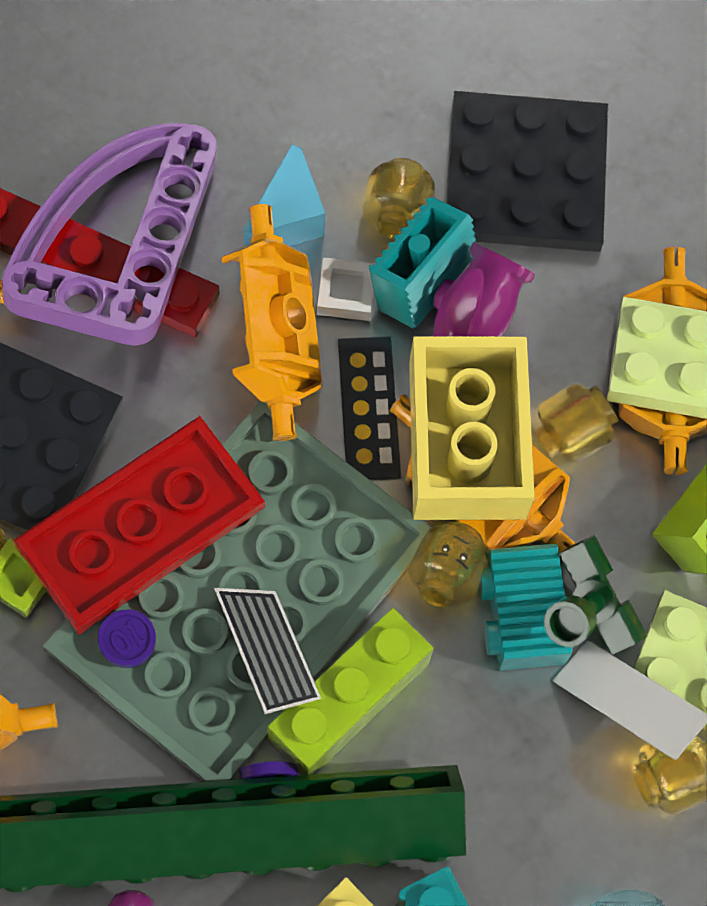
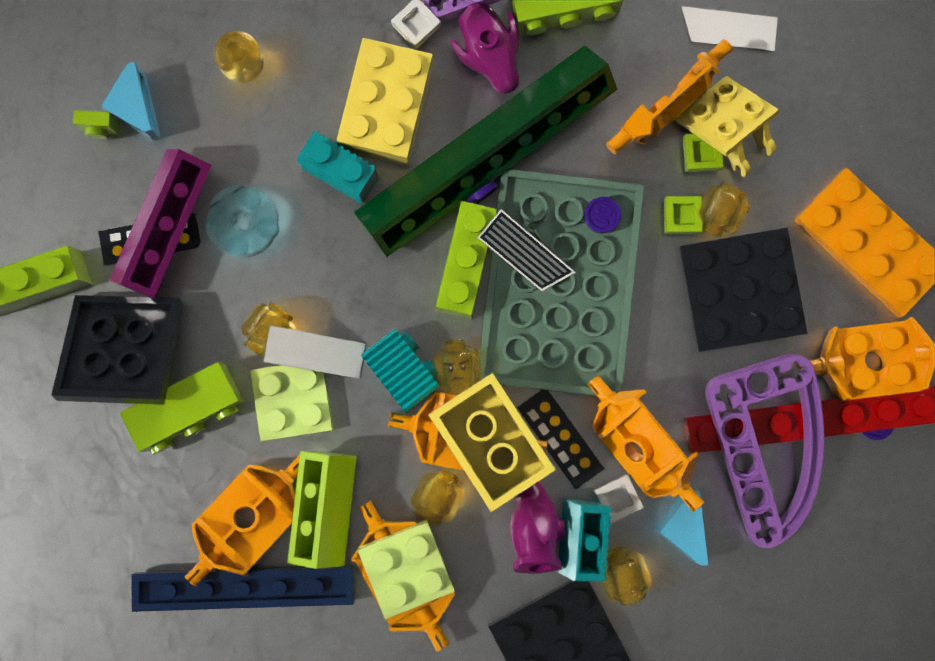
camera: 155 degrees right, 15 degrees up
(139, 524) = (638, 280): red tile -> none
(592, 603) = (365, 393): bar -> none

